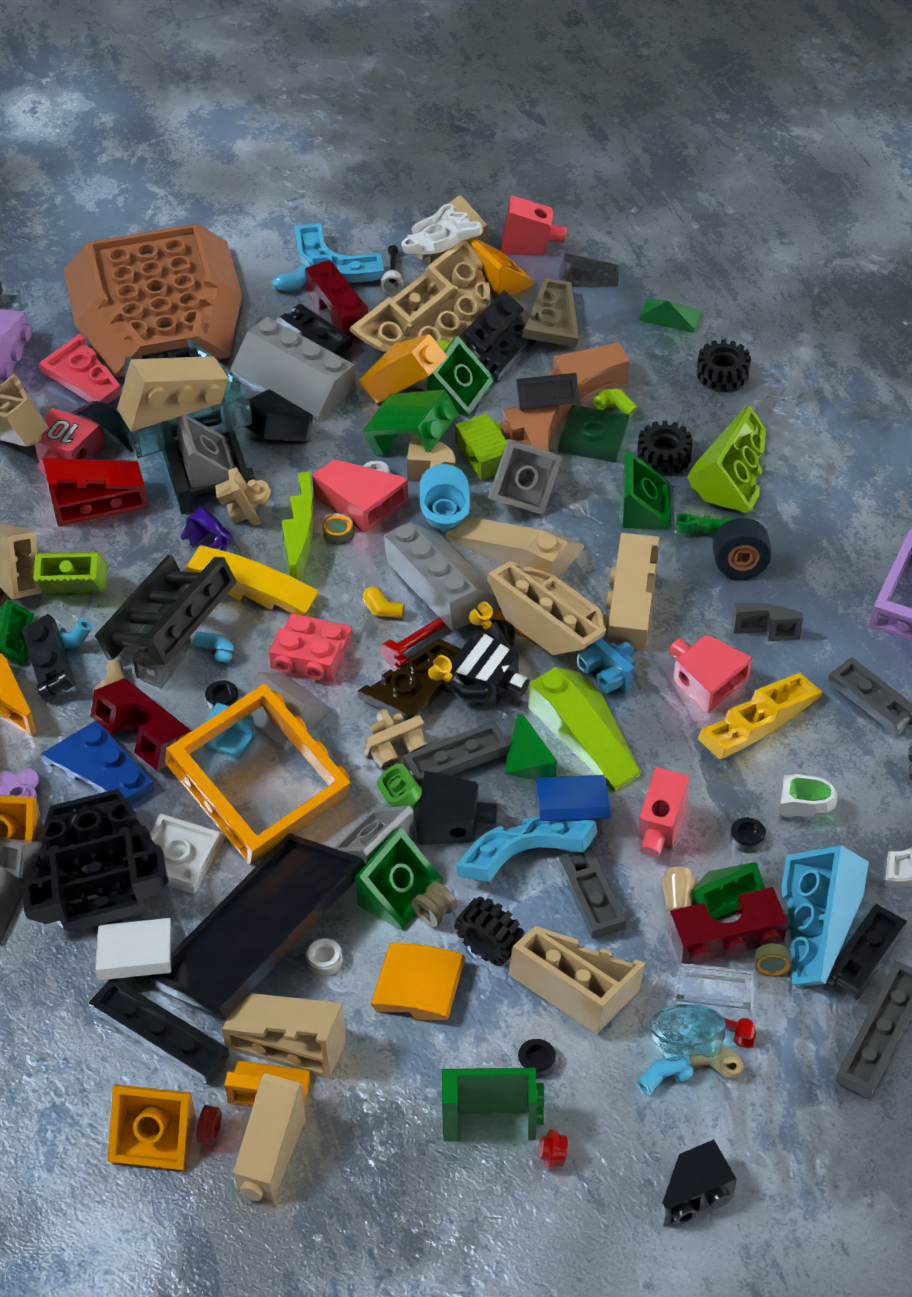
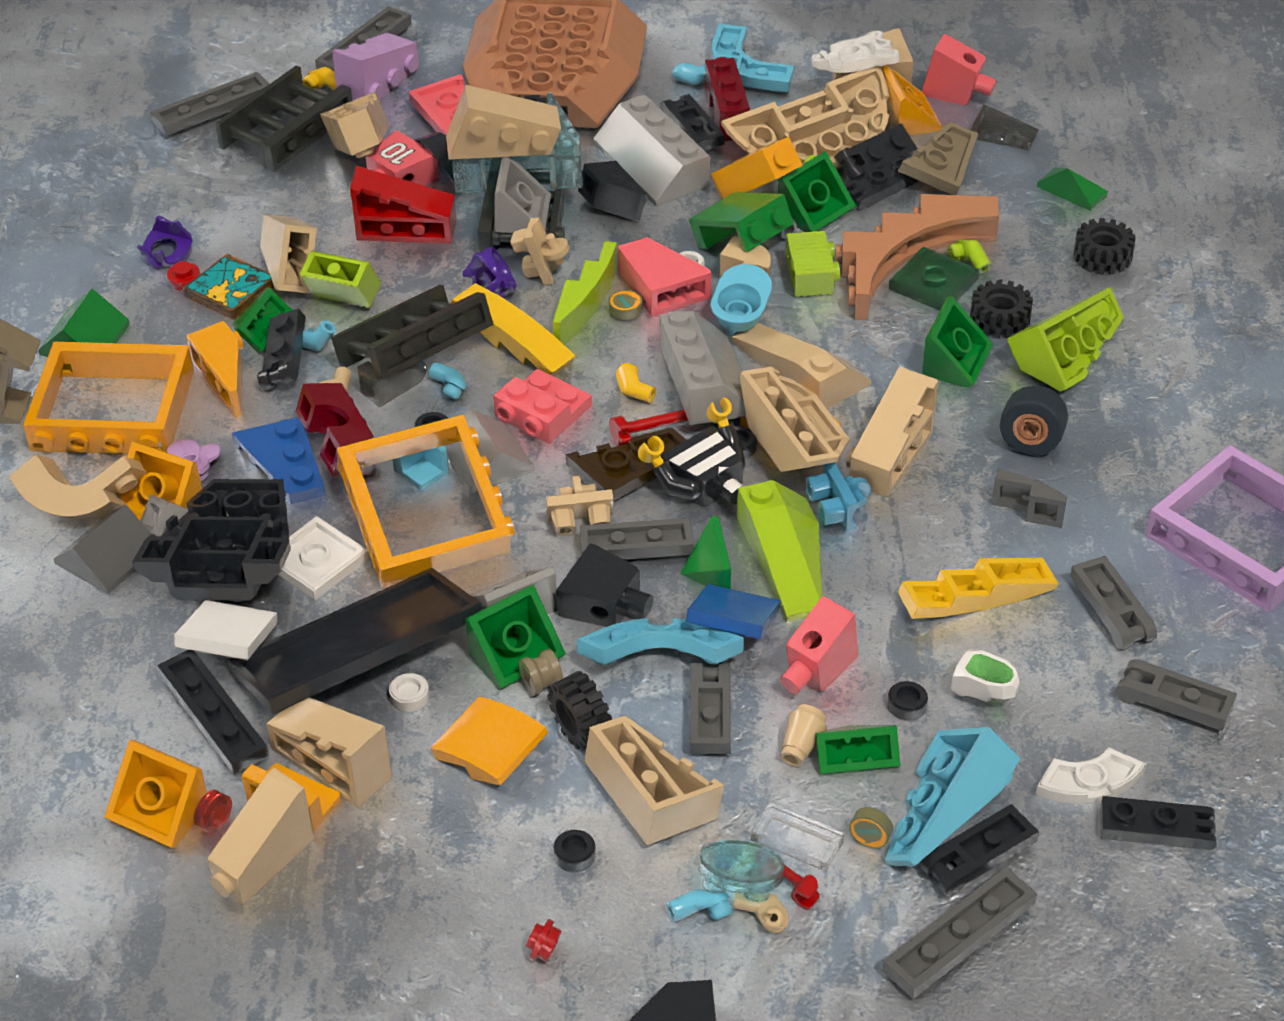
camera: 20 degrees right, 5 degrees down
(389, 278) = (794, 90): white hinge -> none
(399, 787) = (560, 553): bright green plate -> none
(490, 1092) = (496, 860): green panel -> none
(525, 476) = (832, 296): light grey slope -> none
(547, 390) = (894, 221): black plate -> none
(690, 524) = (994, 387): green piece -> none
(702, 938) = (809, 787): dark red arch -> none
(709, 670) = (943, 529): coral torso -> none

